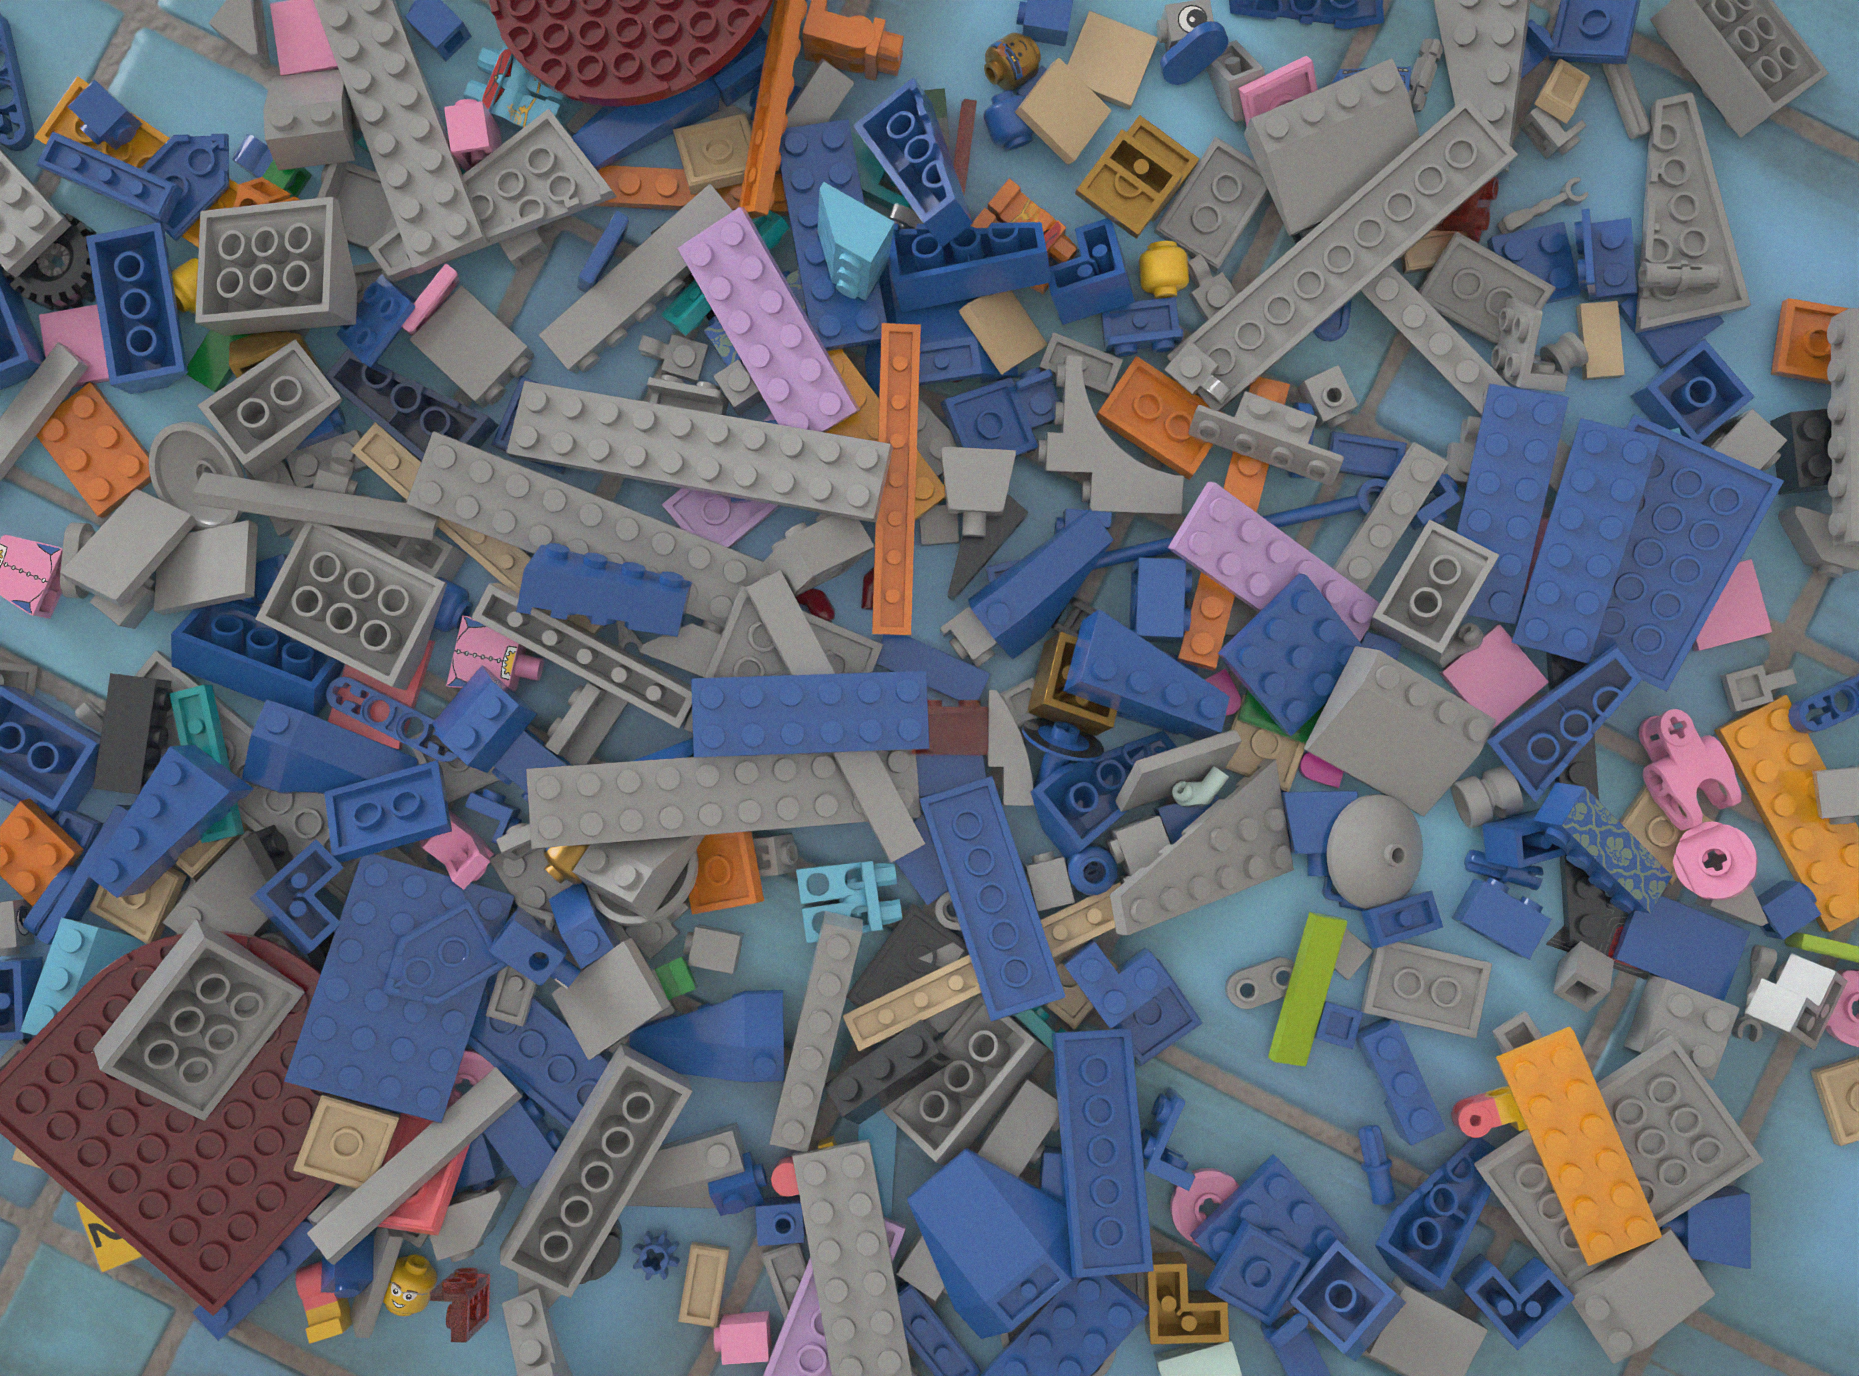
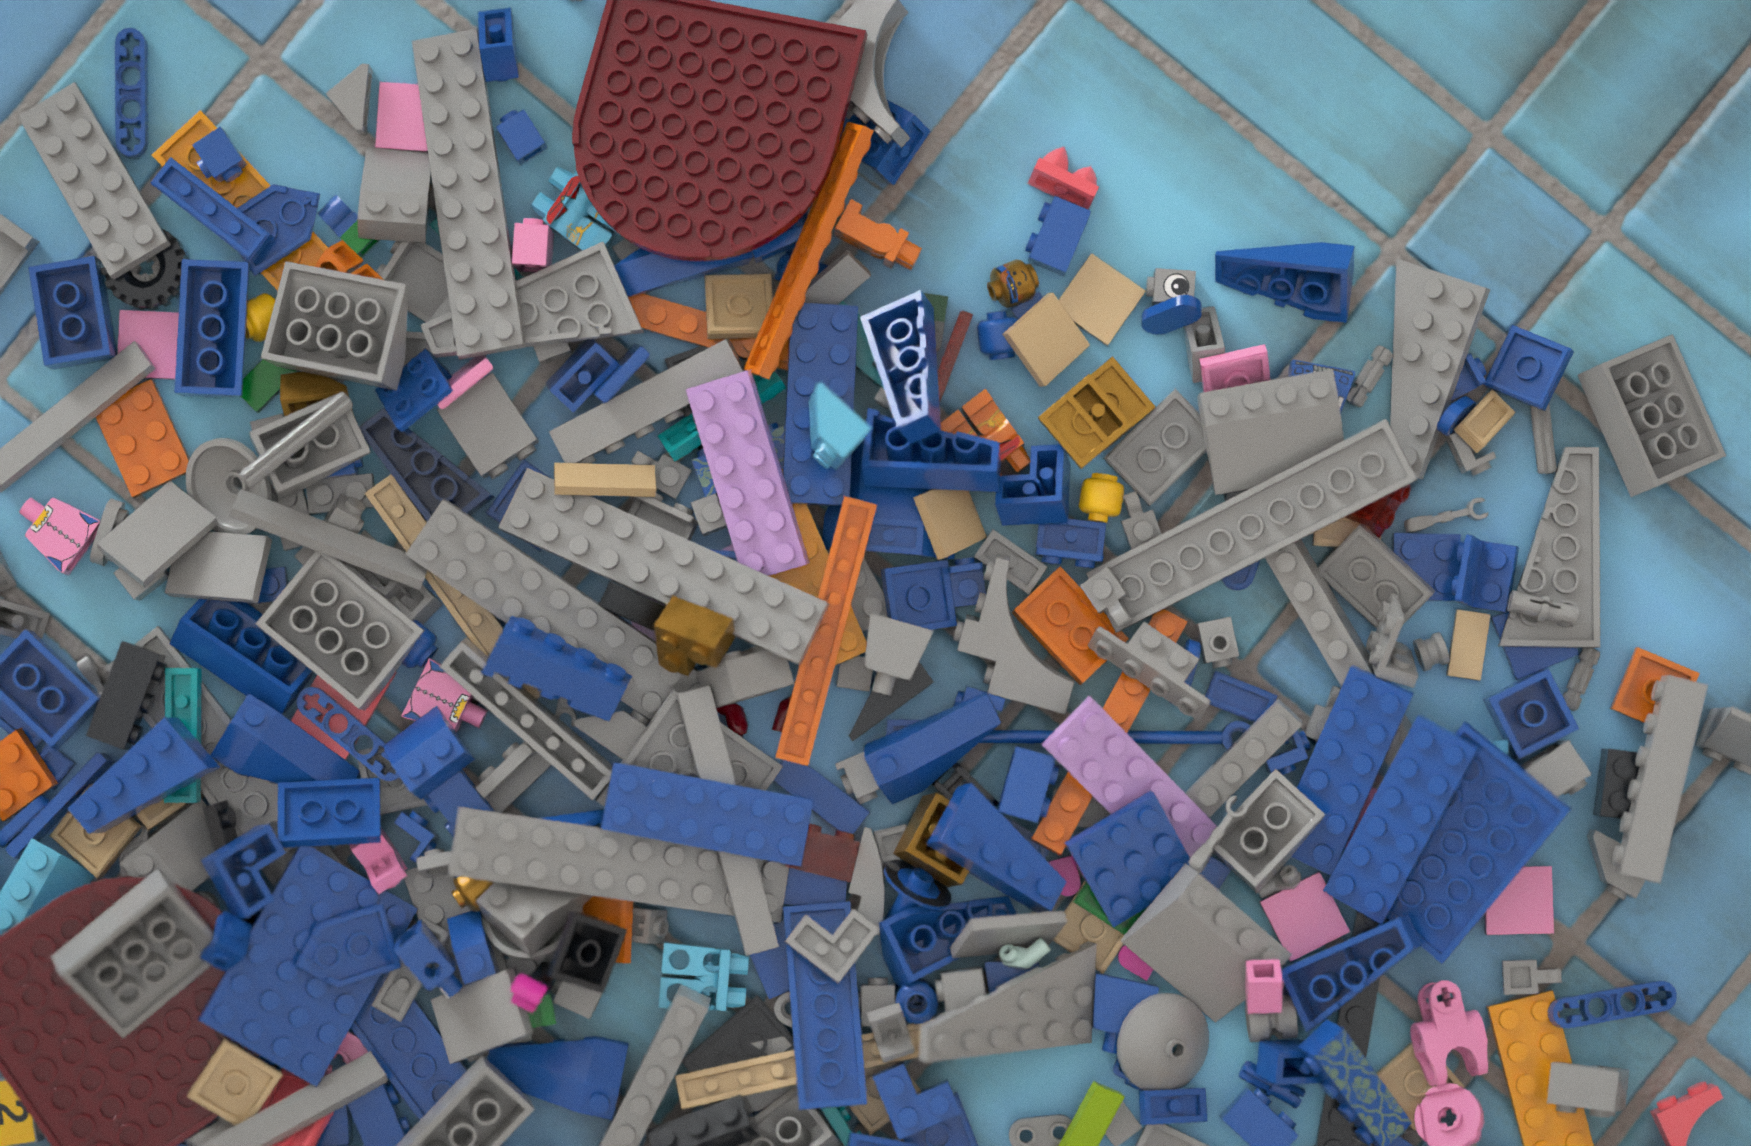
camera: 15 degrees right, 0 degrees up
(250, 401) = (296, 439): none -> light grey axle
(298, 984) = (228, 942): none -> blue bracket
(562, 264) = (582, 374): none -> blue brick
(612, 373) = (604, 479): none -> tan tile
(656, 957) = (531, 988): none -> dark pink piece
(674, 503) = (631, 605): none -> black tyre
(709, 899) = (587, 951): none -> black slope
(745, 517) = (691, 636): none -> pearl gold brick
(988, 836) = (834, 952): none -> light grey plate
(1072, 910) = (890, 1032): none -> light grey bracket
(1375, 629) = (1202, 855): none -> light grey piece
(1477, 762) = (1263, 986): none -> bright pink brick
(1530, 90) = (1455, 414): none -> blue tile
(1733, 340) = (1580, 677): none -> light grey axle

